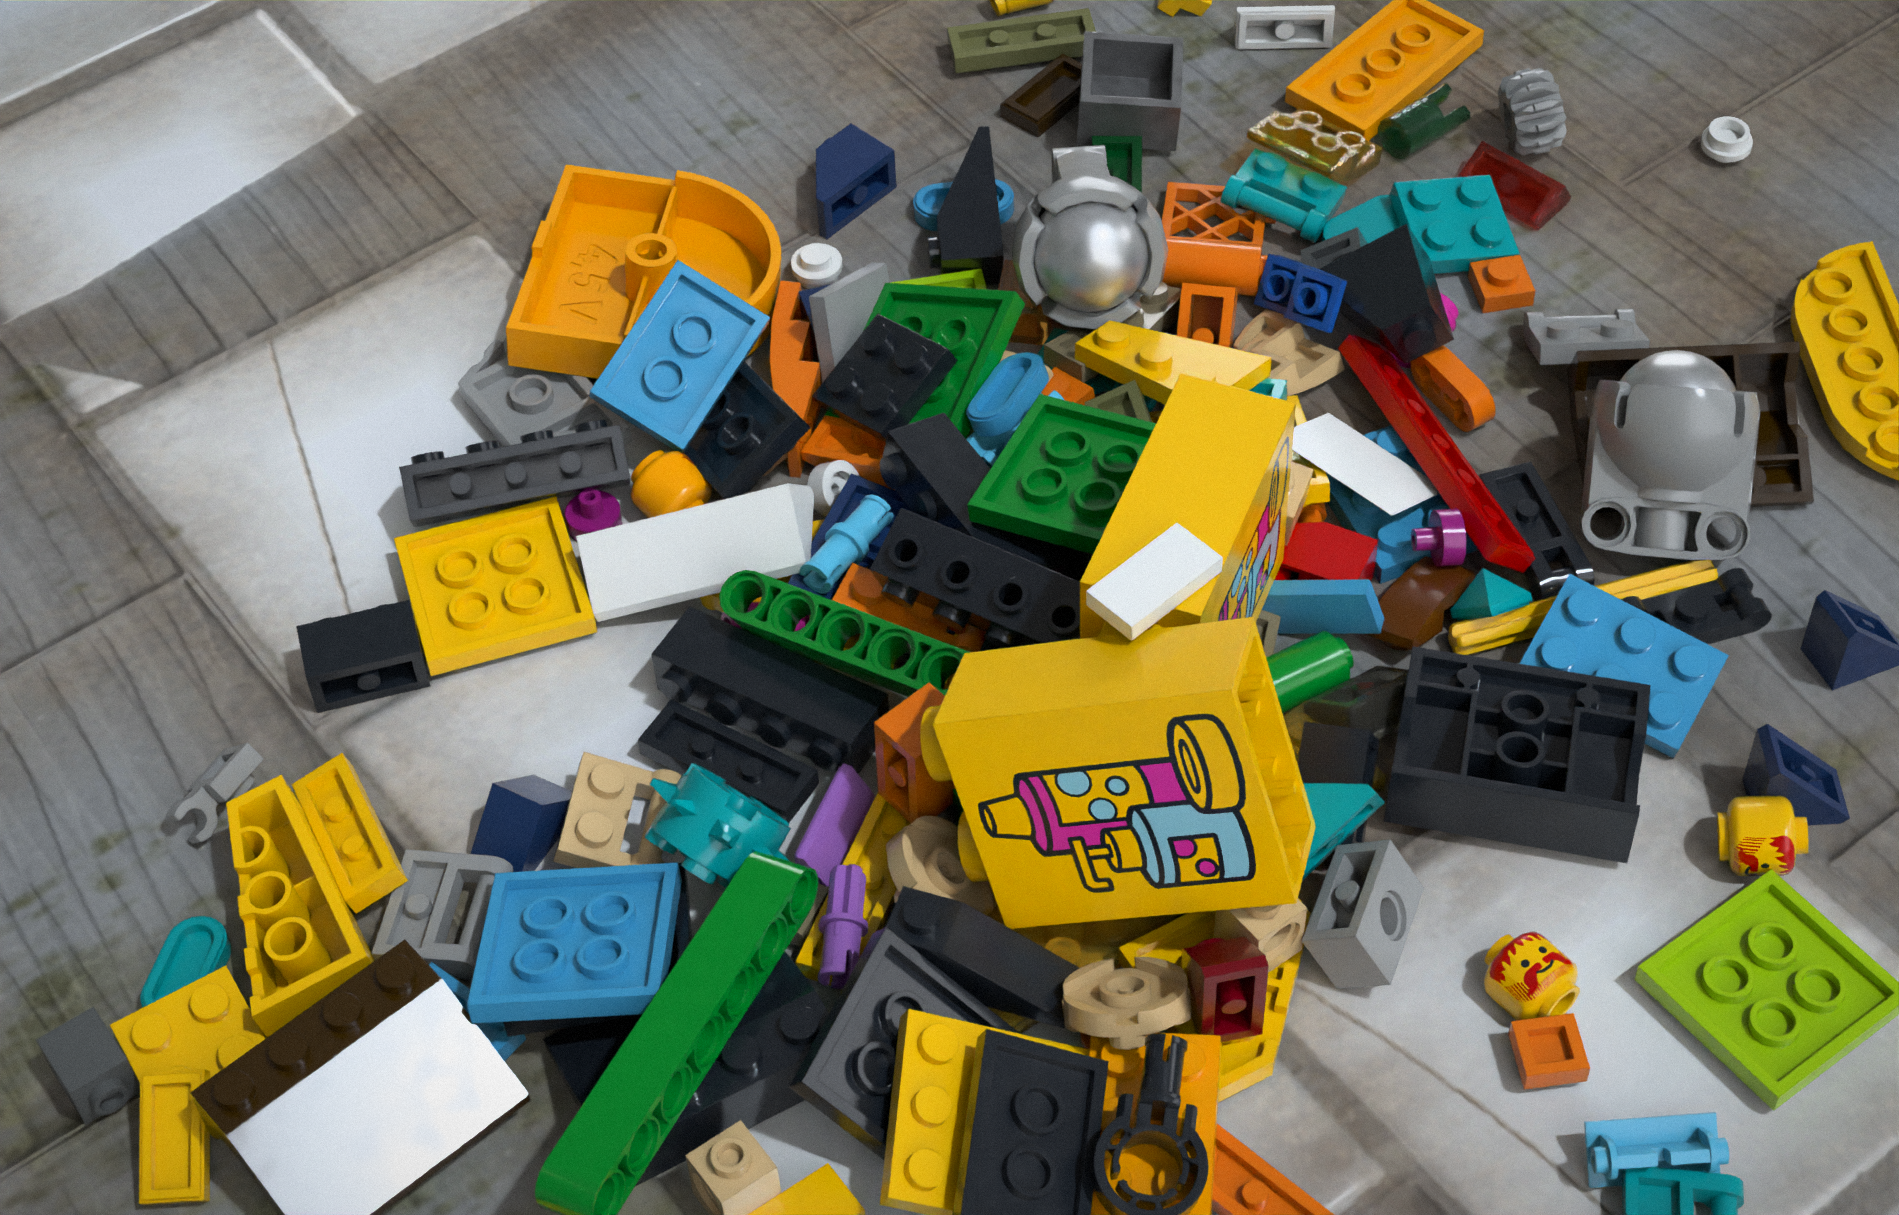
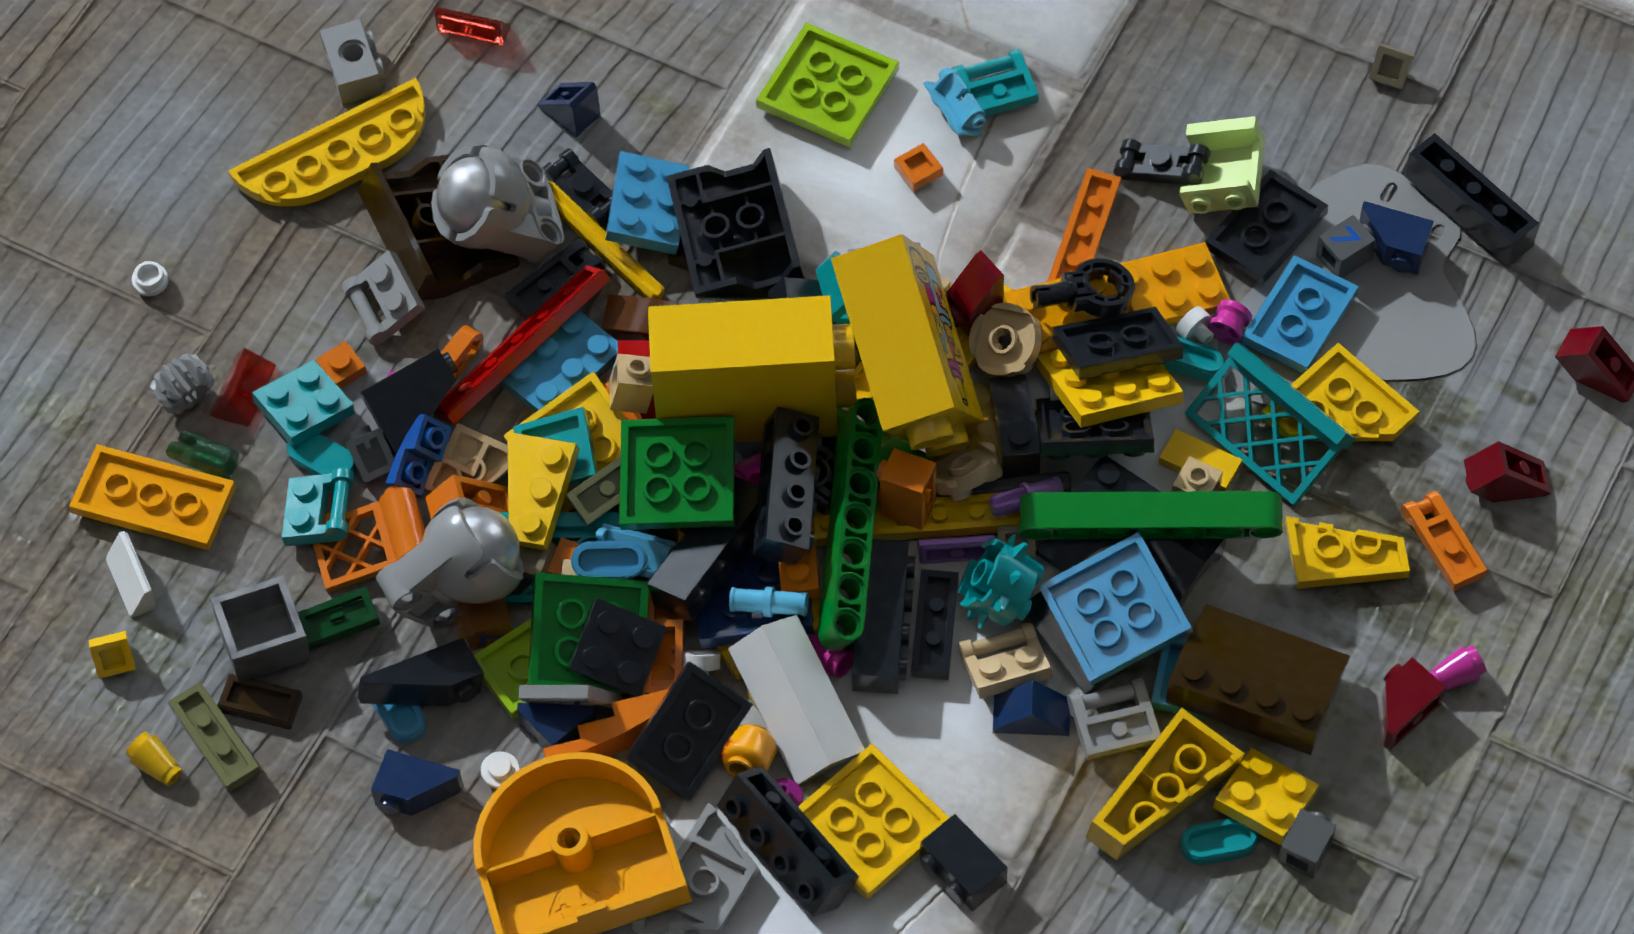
camera: 115 degrees left, 10 degrees up
(172, 1139) = (1323, 770): yellow tile -> none
(220, 782) = (1091, 890): light grey plate -> none
(349, 833) = (1090, 793): yellow plate -> none
(679, 357) = (665, 762): dark azure plate -> none
(1154, 581) = (822, 319): white tile -> none
(1317, 144) = (261, 505): clear yellow slope -> none
(1361, 464) = (559, 371): white sticker -> none
(1443, 537) = (598, 309): magenta tile -> none
(1488, 597) = (629, 278): teal slope -> none
(1530, 977) = (878, 185): yellow head -> none
(1761, 835) = (735, 110): yellow head -> none
(1788, 770) = (692, 110): dark blue slope -> none

